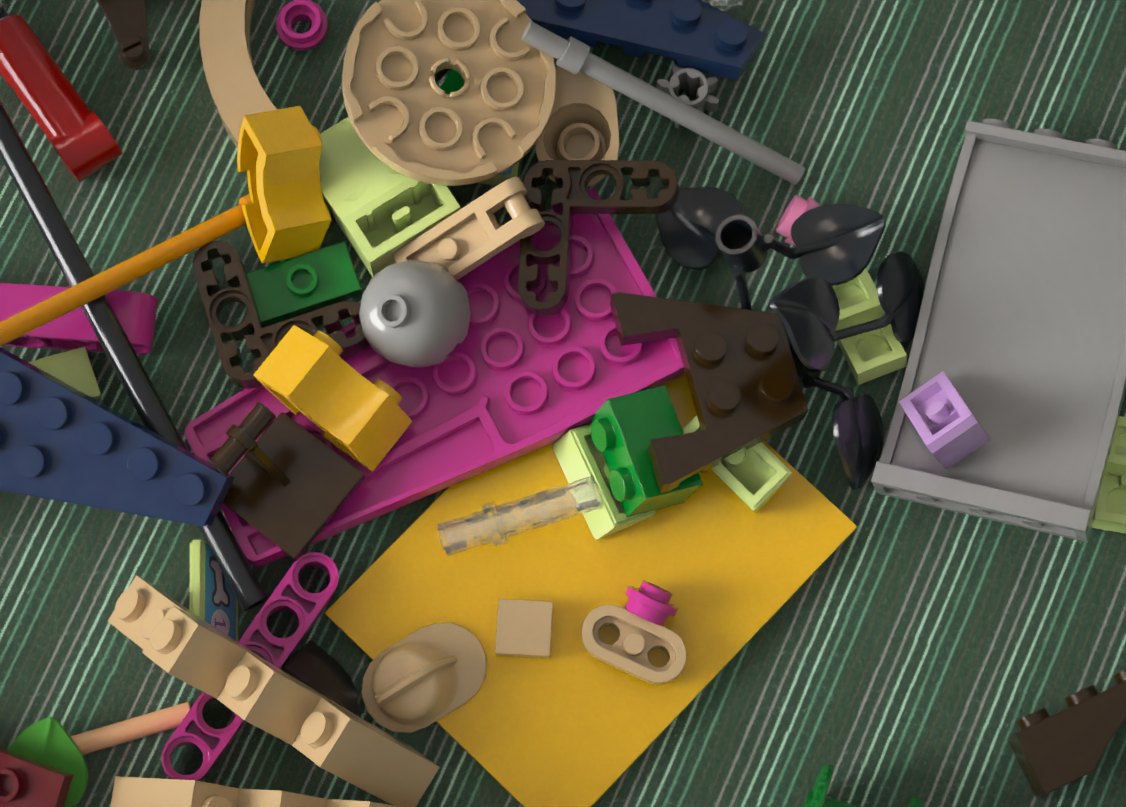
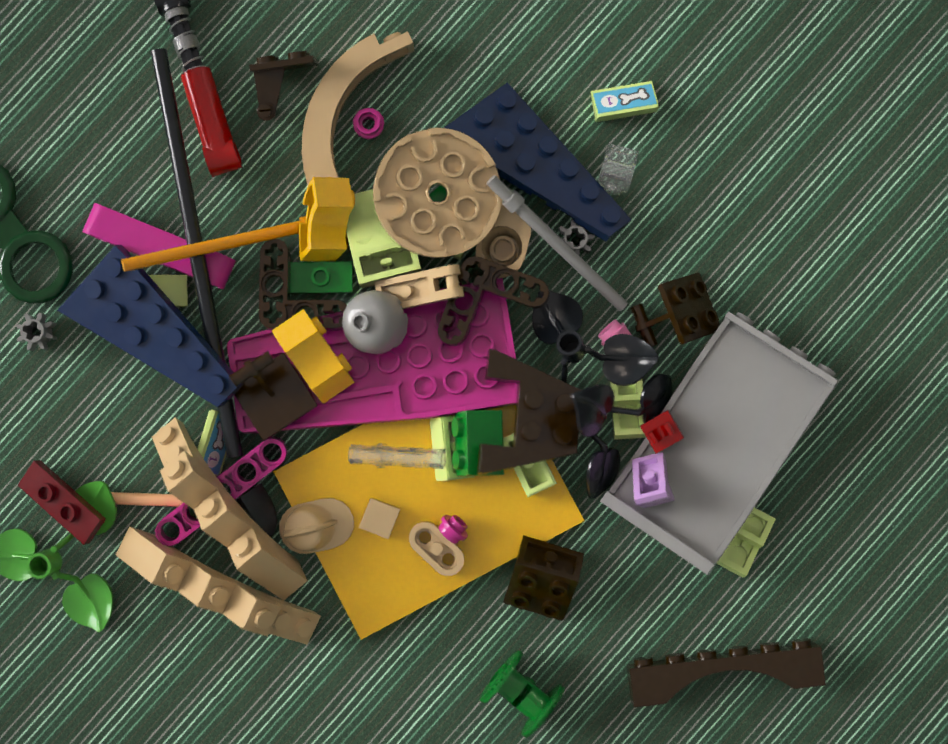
camera: 20 degrees right, 10 degrees up
(825, 639) = (544, 578): none -> dark brown bracket
(901, 139) = (687, 309): none -> dark brown plate
(930, 339) = (662, 431): none -> red tile

